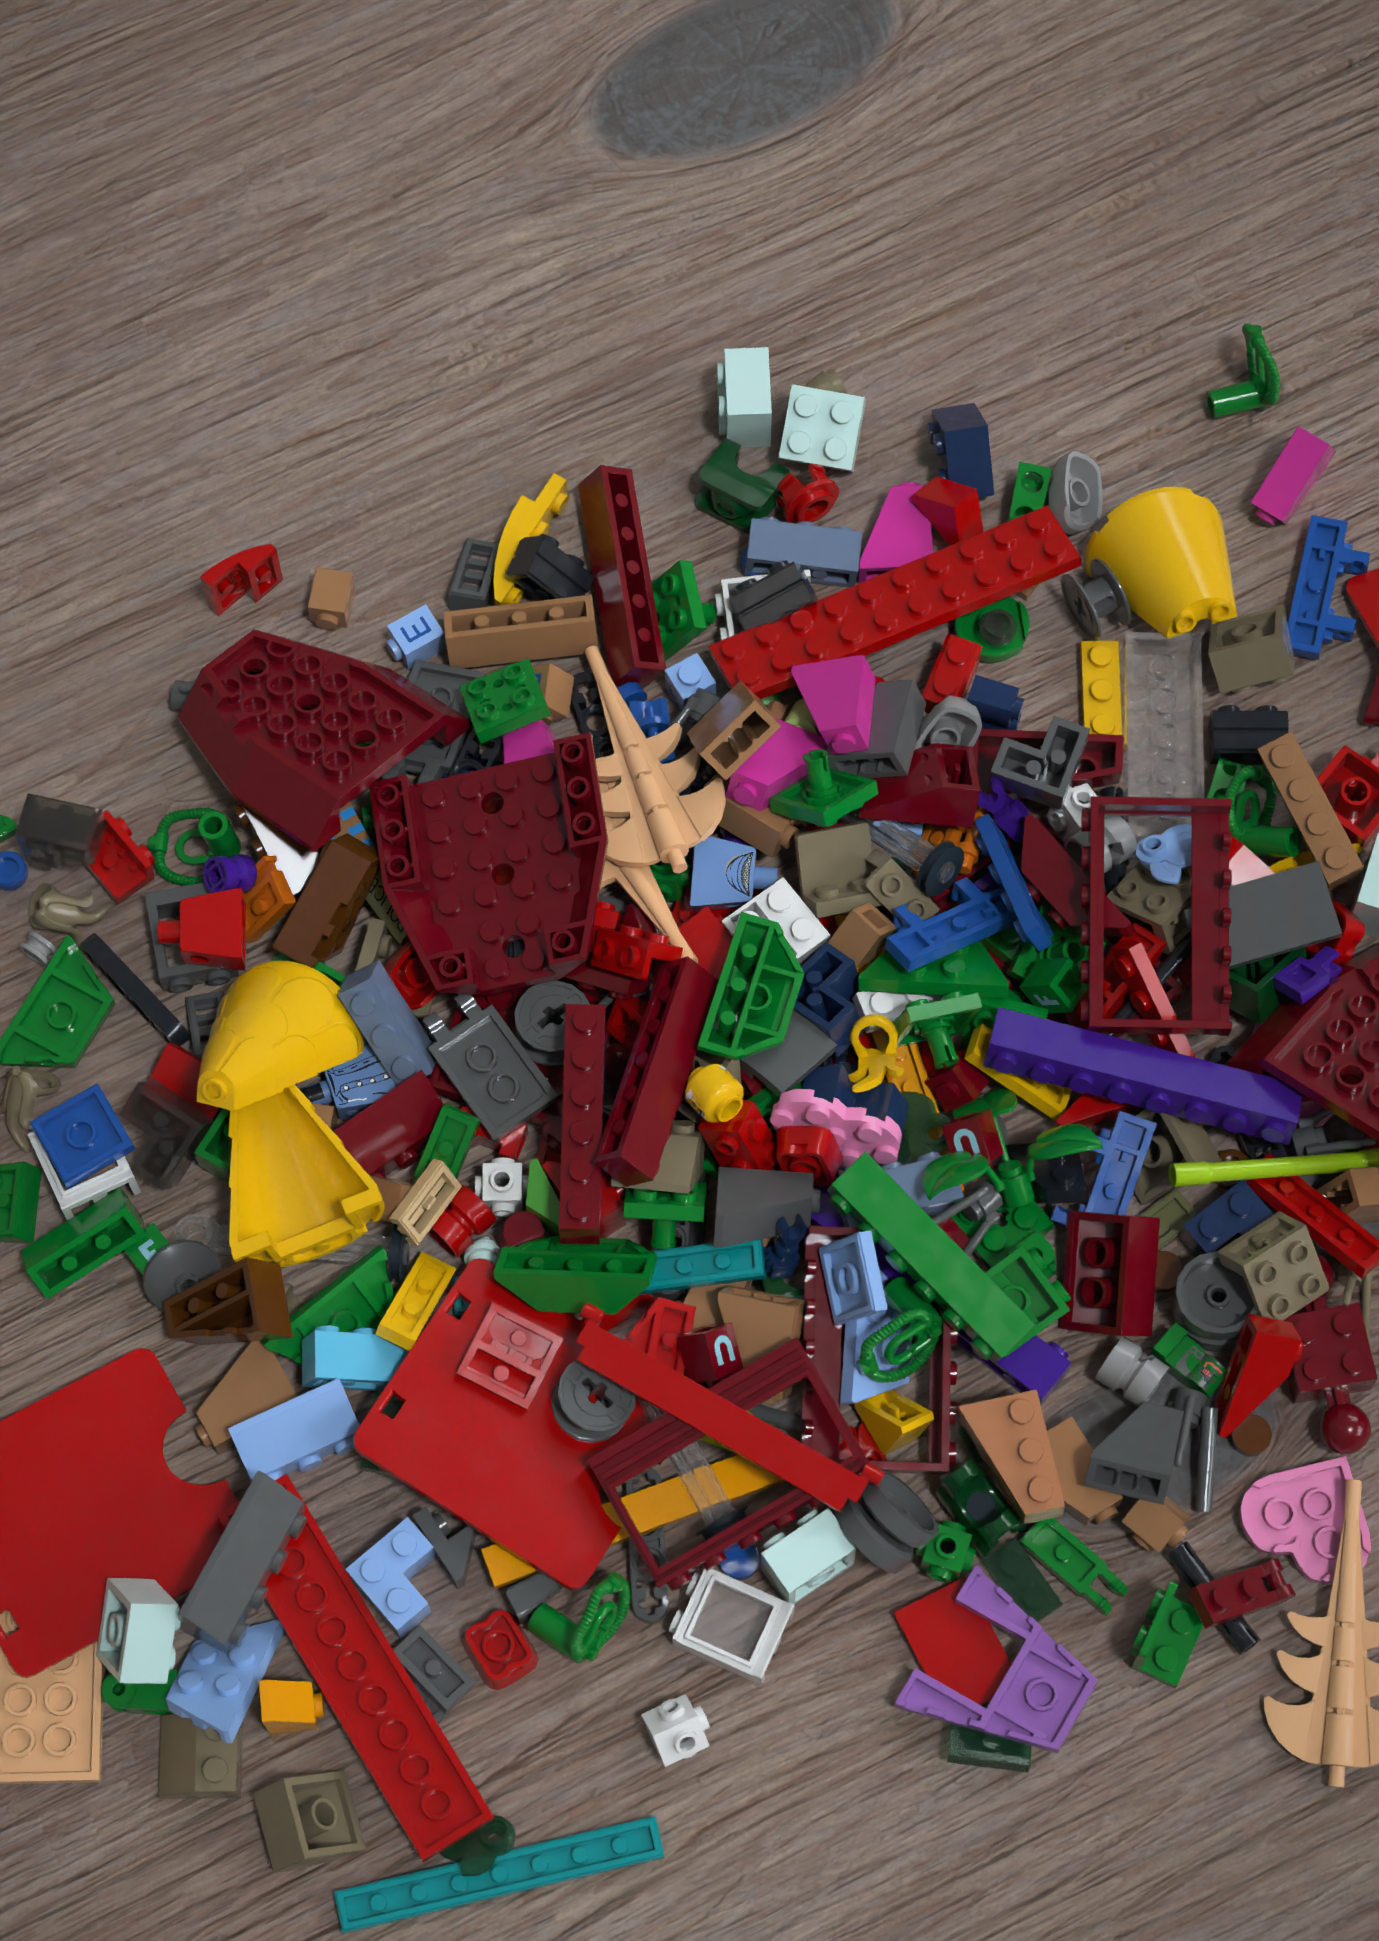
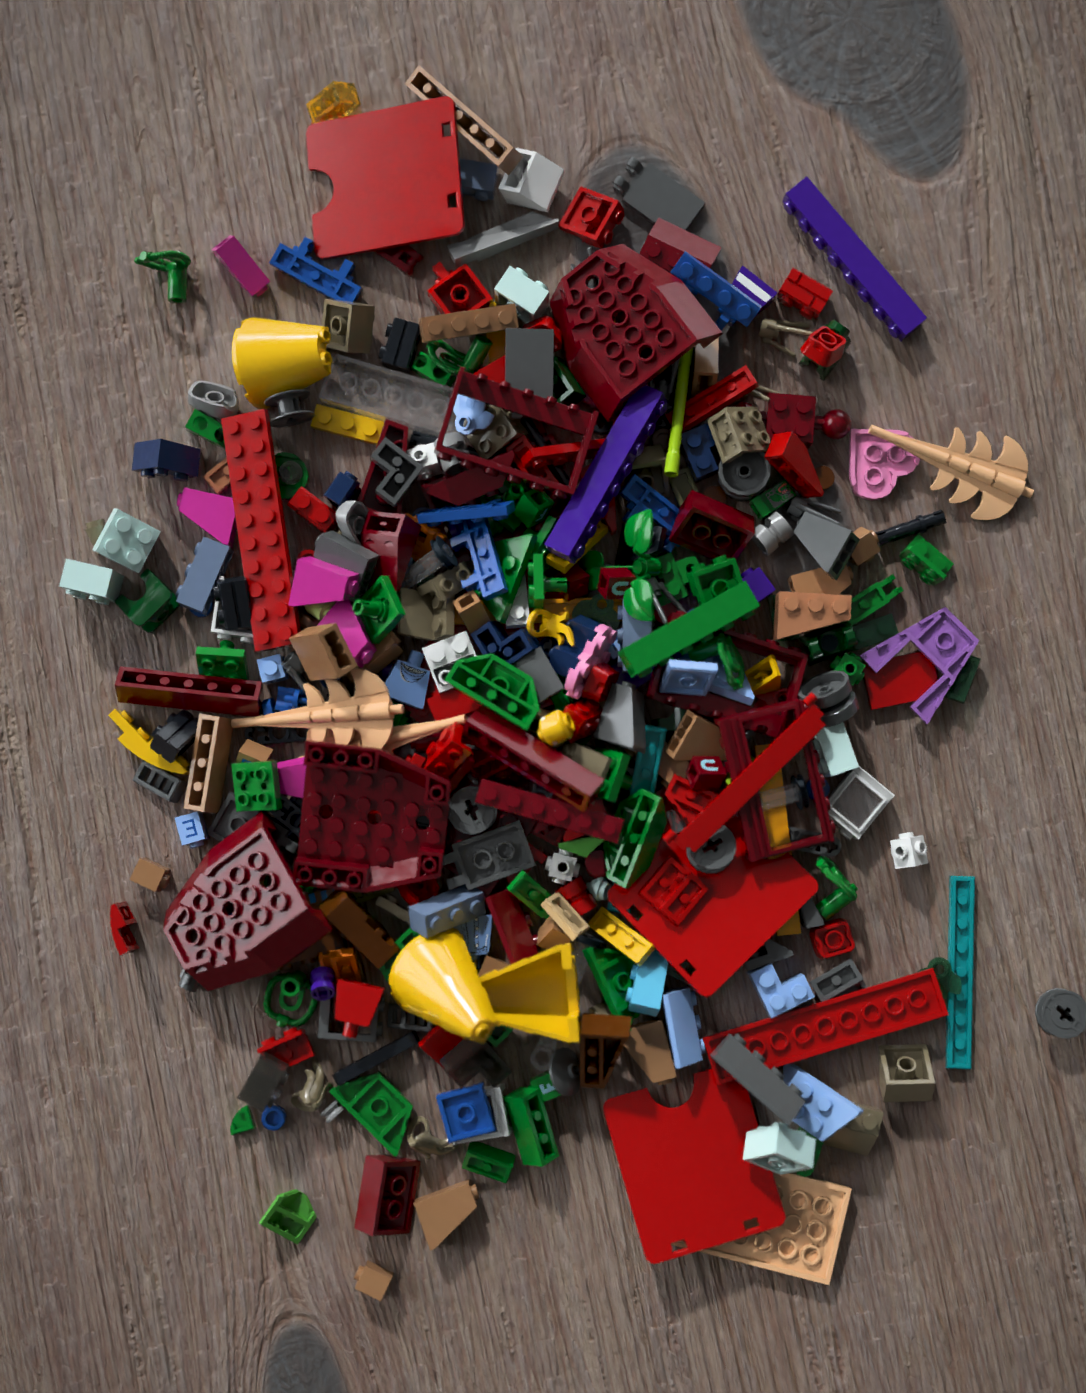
camera: 75 degrees left, 15 degrees up
(290, 1706) = (839, 1069): light orange slope -> none
(783, 1257) = (653, 713): dark blue piece -> none
(797, 497) = (172, 563): red piece -> none
(950, 509) = (205, 478): red slope -> none
(1007, 813) = (416, 502): dark purple plate -> none
(1207, 1459) = (832, 507): dark grey piece -> none
(1240, 1594) = (915, 512): dark red plate -> none
(1306, 978) = (572, 359): dark purple plate -> none

